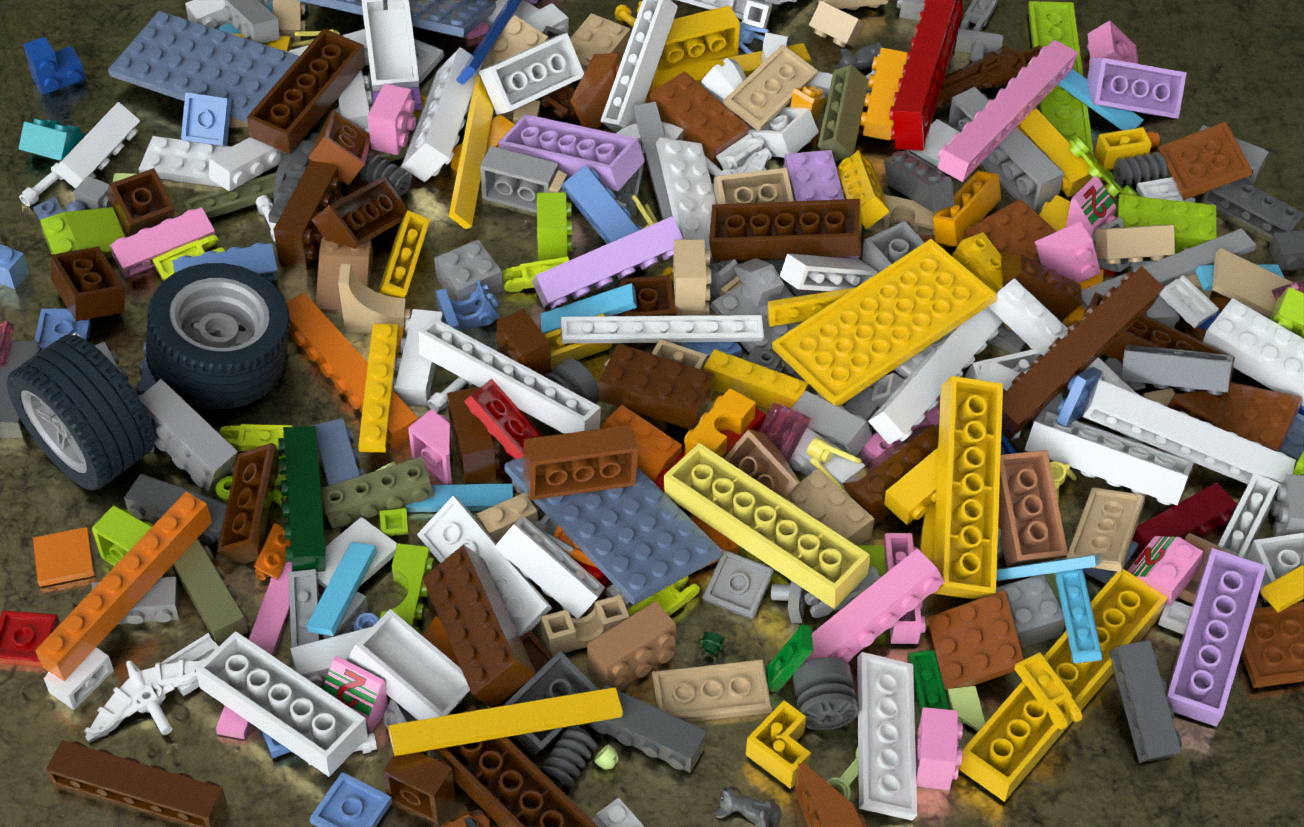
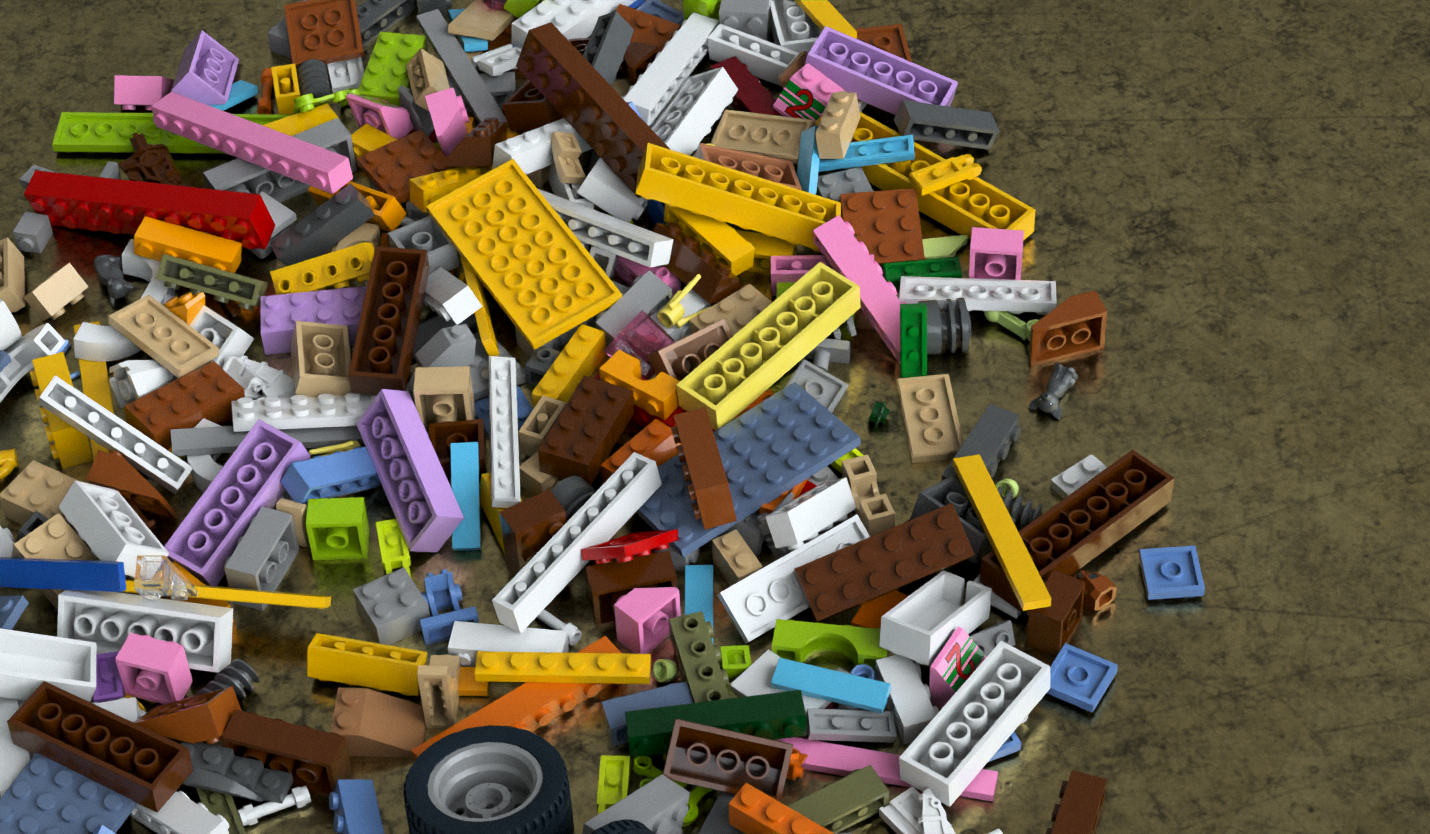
camera: 85 degrees left, 5 degrees down
(362, 214) = (301, 697): reddish brown slope -> none
(470, 104) = (160, 577): none -> clear slope
(632, 648) = (897, 458): medium nougat brick -> none
(775, 743) = (994, 365): yellow brick -> none
(1024, 349) = (566, 155): none -> tan slope
(1103, 580) = (837, 125): none -> tan brick

